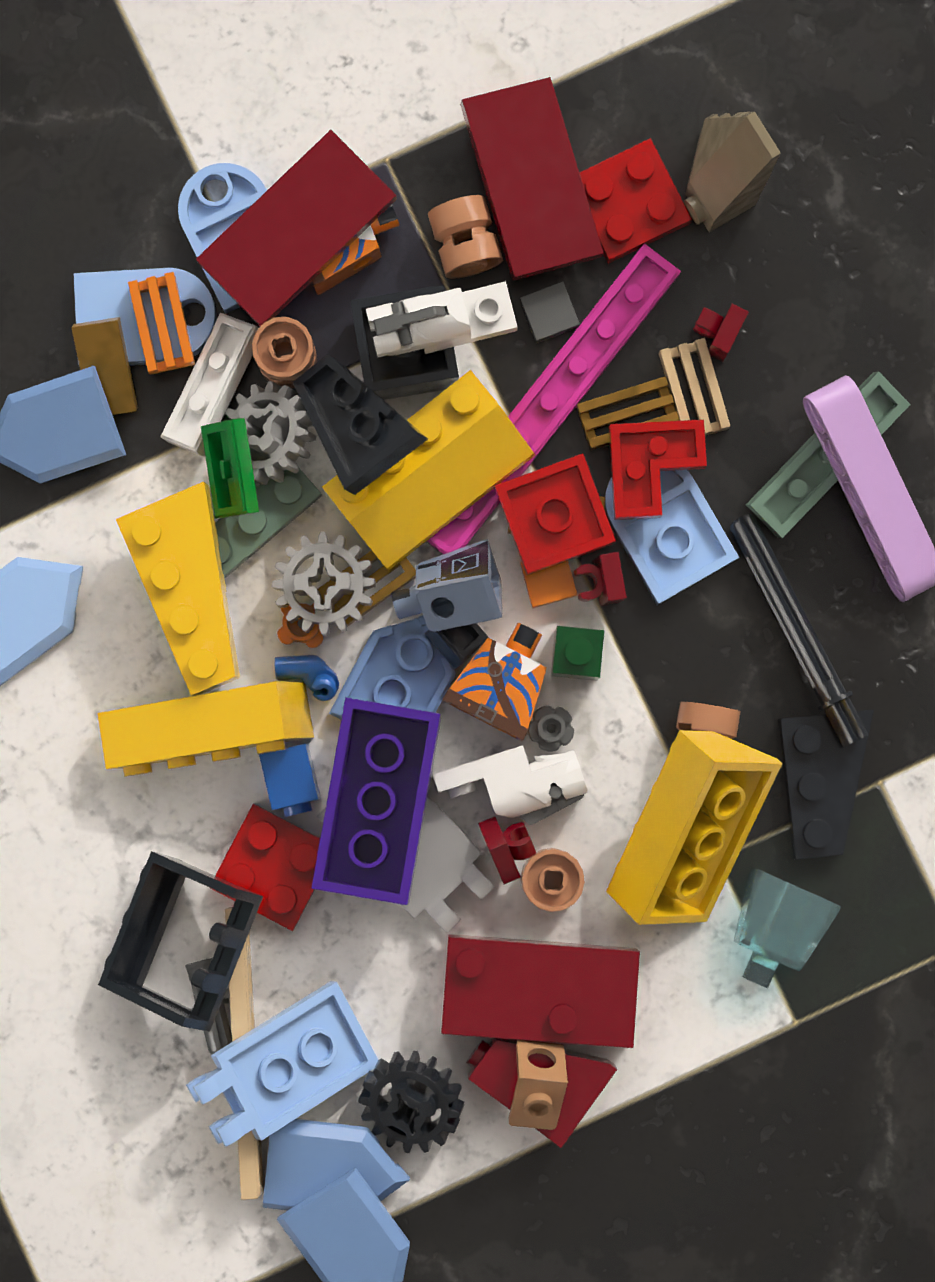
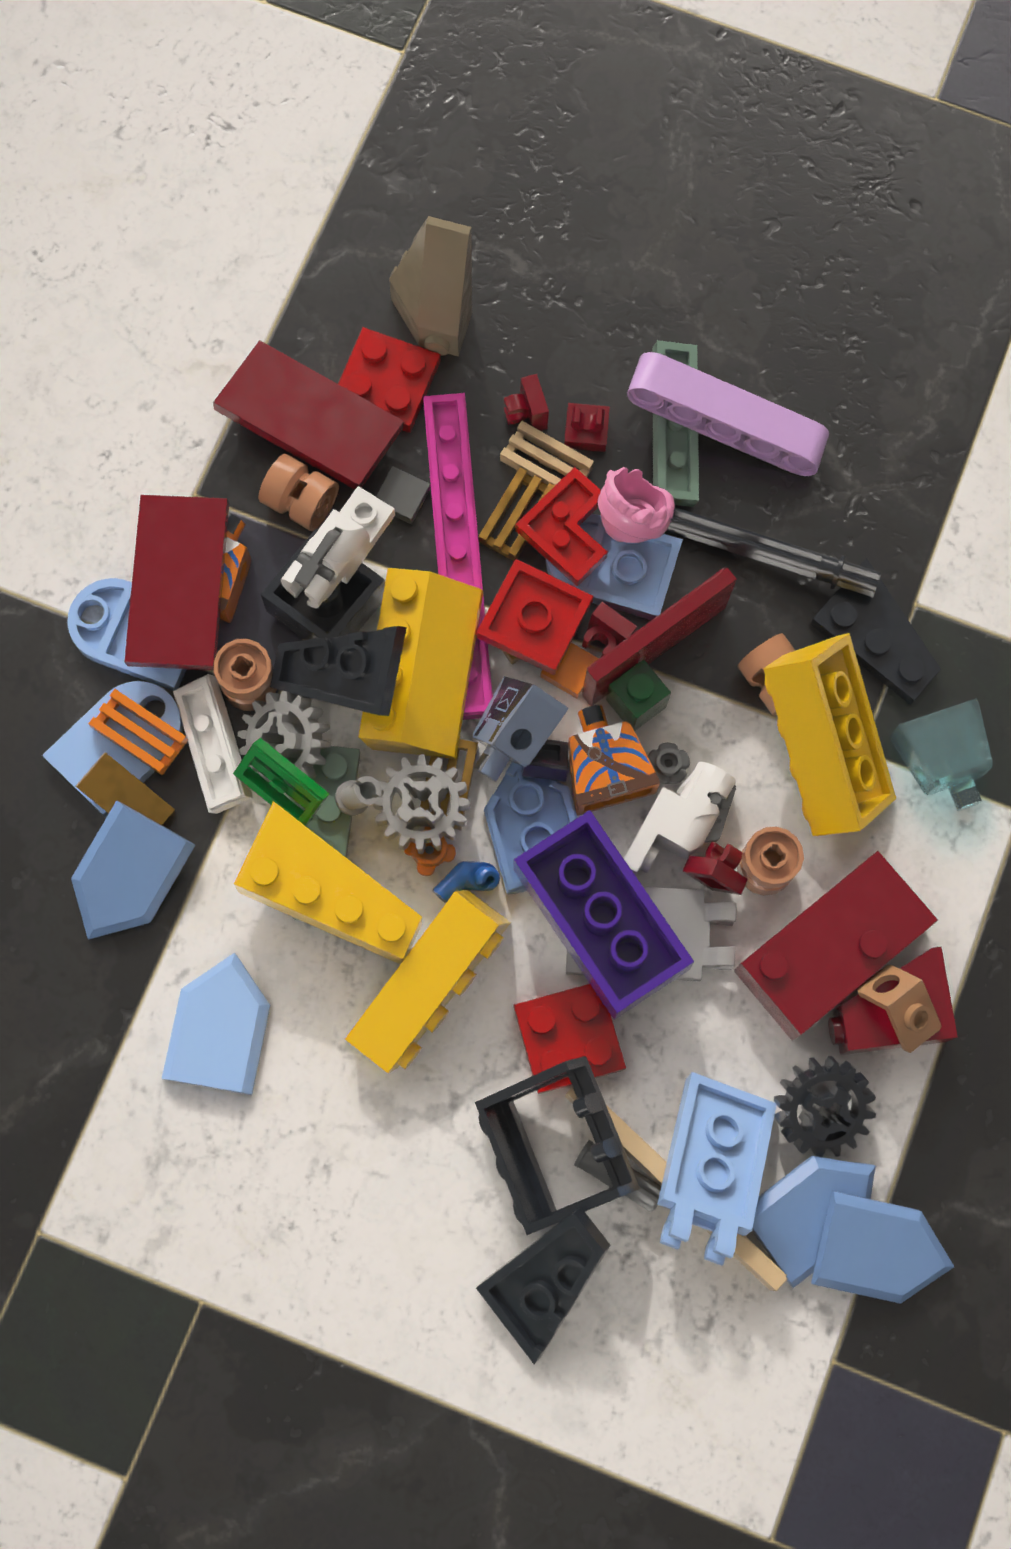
camera: 45 degrees left, 10 degrees down
(79, 1030) = (544, 1281): none -> black wing
(270, 527) = (355, 796): none -> light grey pin
(290, 779) = (524, 962): blue brick -> none
(636, 621) = (659, 634): none -> dark red tile
(718, 498) = (633, 507): none -> bright pink hair
(754, 390) = (587, 427): none -> dark red tile

